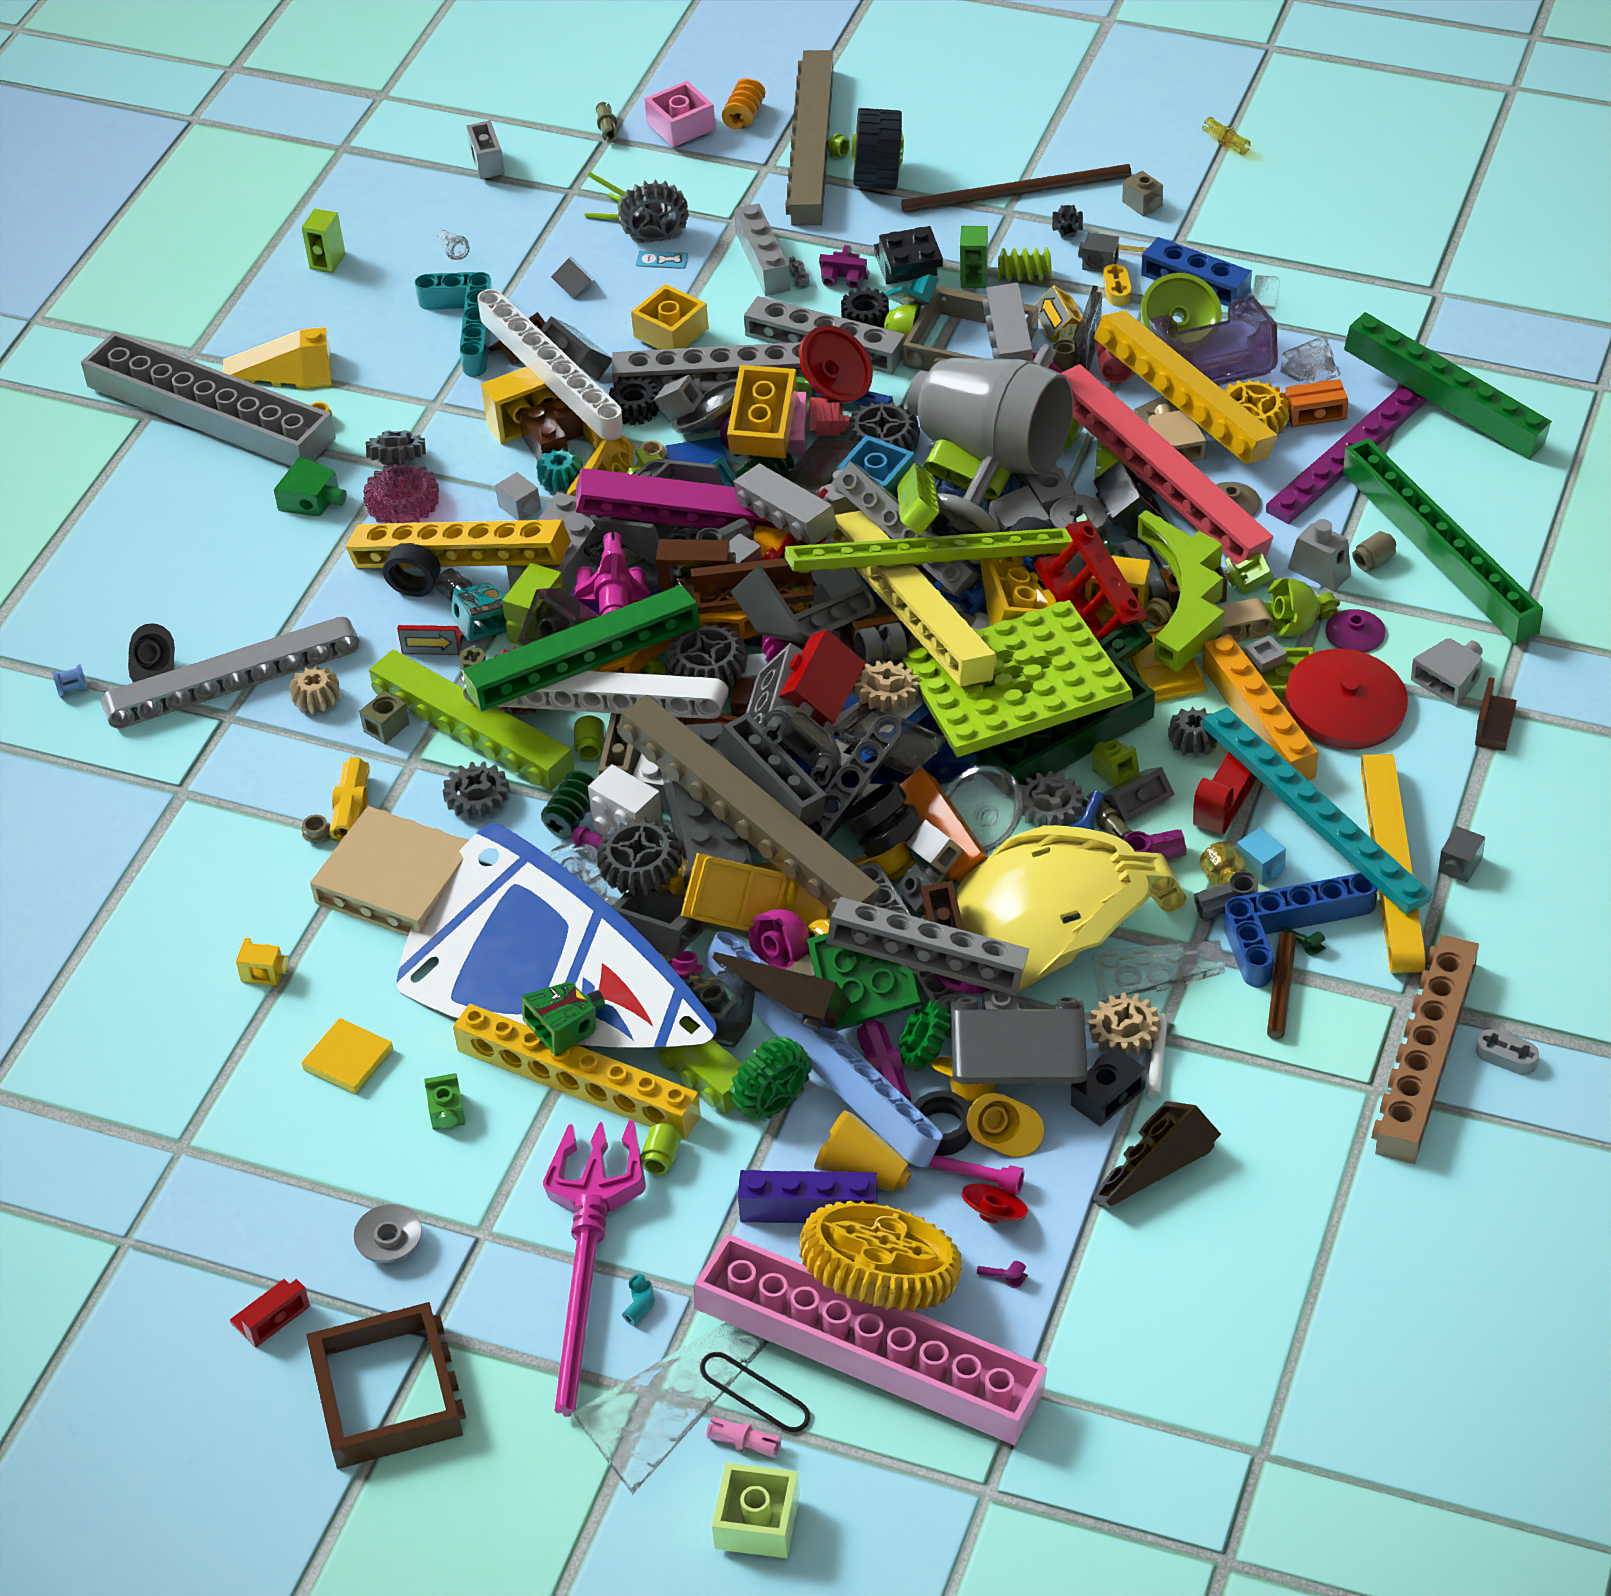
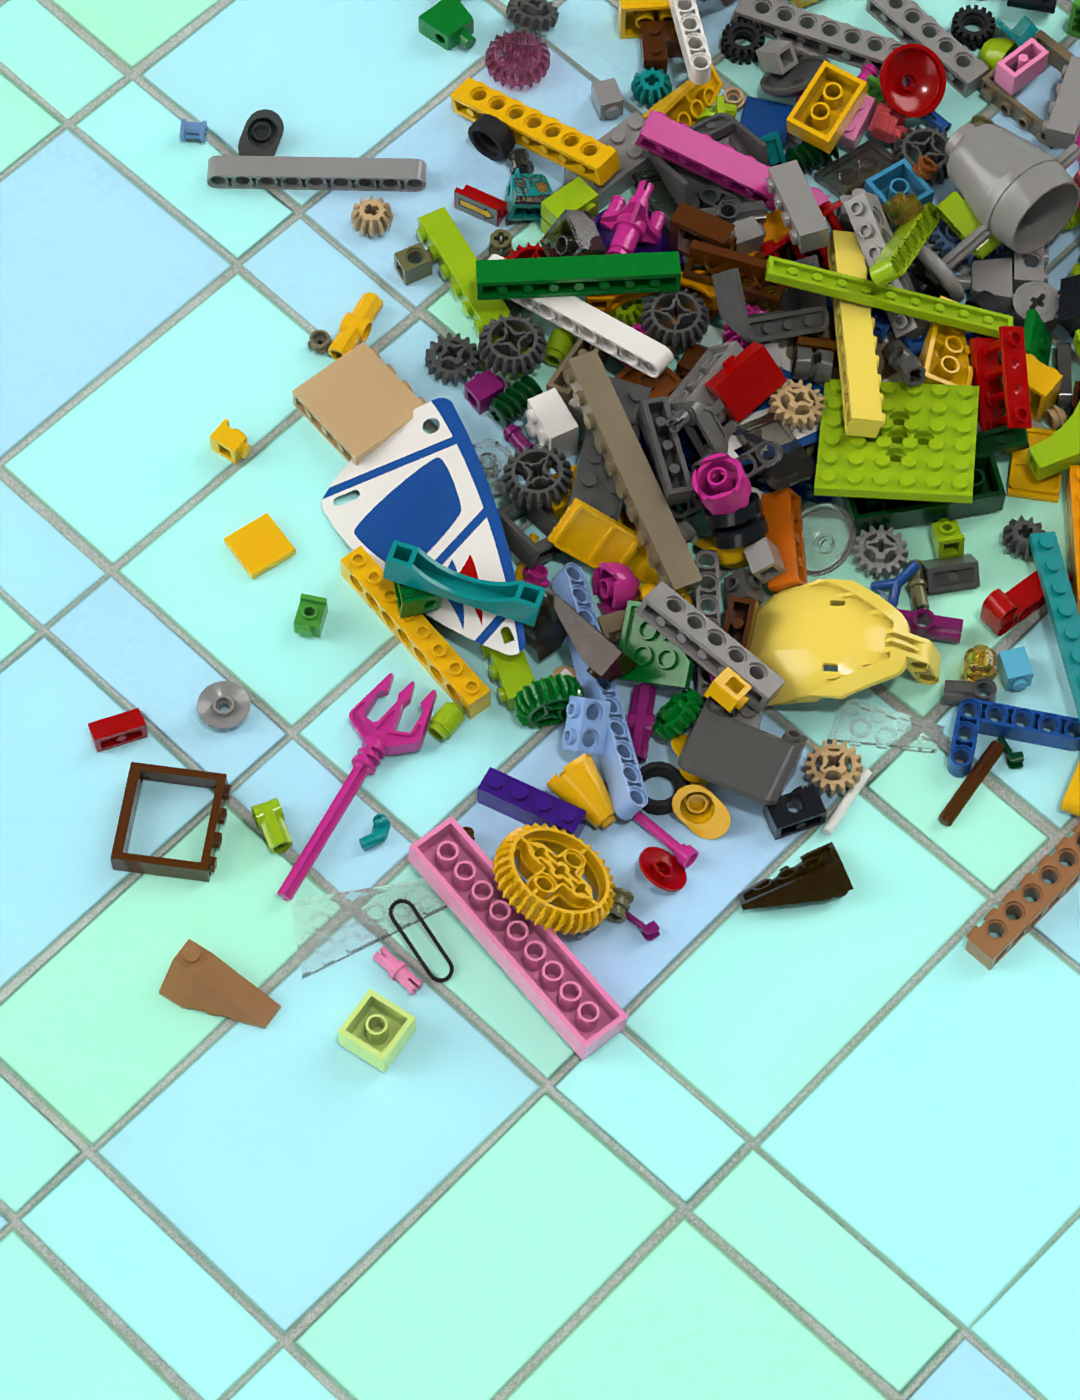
camera: 20 degrees right, 15 degrees up
(505, 1333) = (271, 820): none -> lime piece
(524, 1545) = (209, 985): none -> medium nougat wedge
(525, 808) = (482, 389): none -> magenta brick
(540, 751) = (507, 355): none -> dark grey gear
(681, 980) = (416, 569): none -> teal arch
(829, 1081) = (589, 725): none -> light blue brick
(855, 776) = (722, 484): none -> dark pink brick
(892, 435) = (925, 167): none -> dark orange bush
(894, 471) = (902, 207): none -> clear yellow brick
(939, 316) = (1021, 66): none -> bright pink brick
(970, 1260) = (620, 906): none -> olive bush
(974, 979) = (729, 690): none -> yellow brick
(981, 607) = (905, 362): none -> dark grey piece

